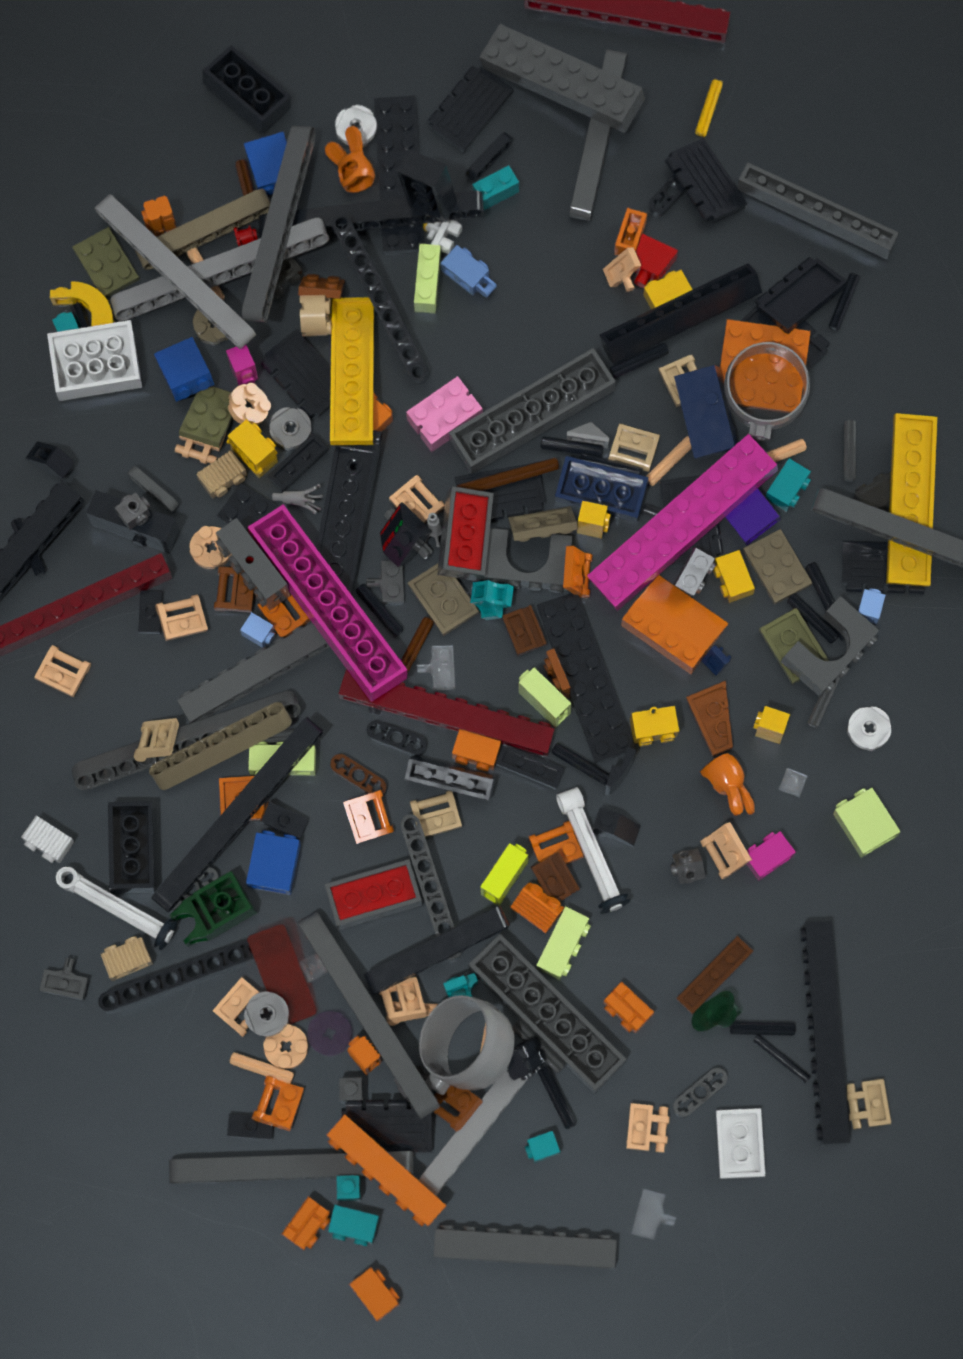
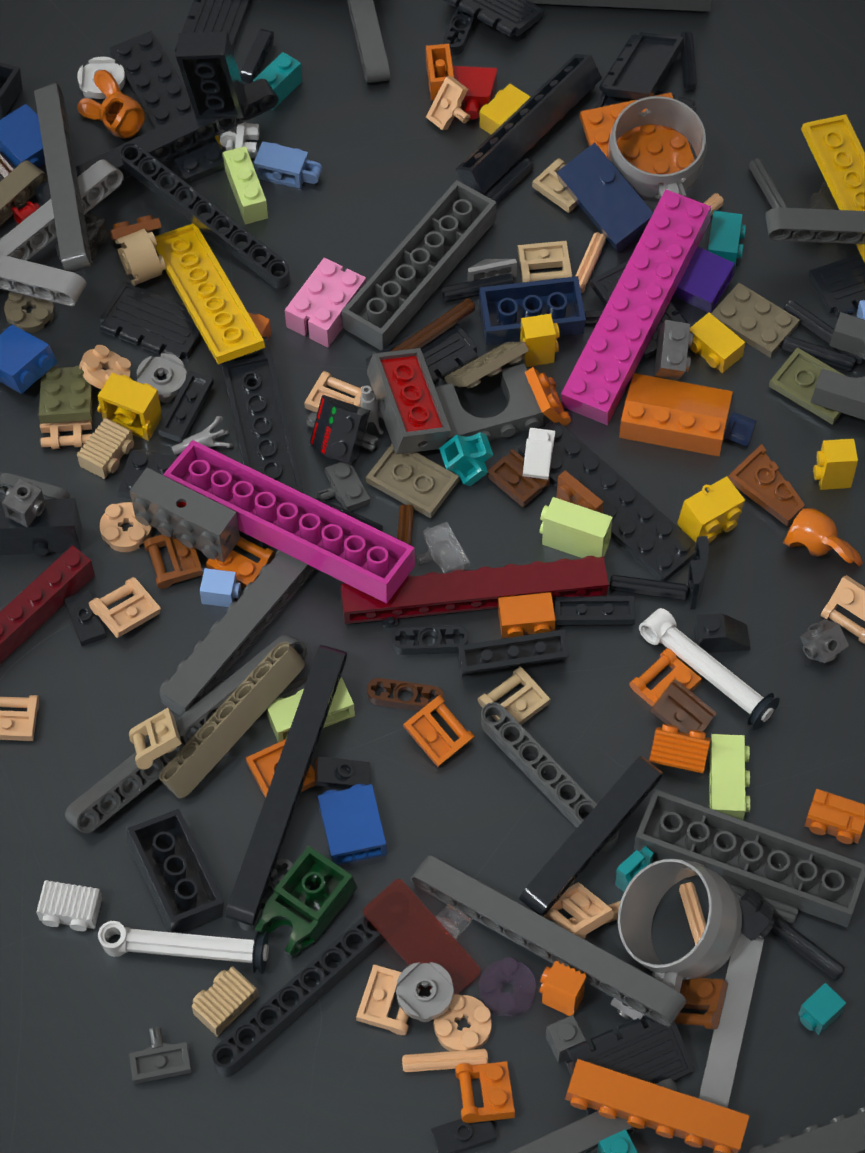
camera: 25 degrees left, 15 degrees down
(242, 365) = (80, 329): dark pink brick -> none
(373, 894) = (486, 810): red brick -> none
(504, 874) = (625, 727): neon yellow brick -> none
(547, 618) = (538, 453): none -> white slope

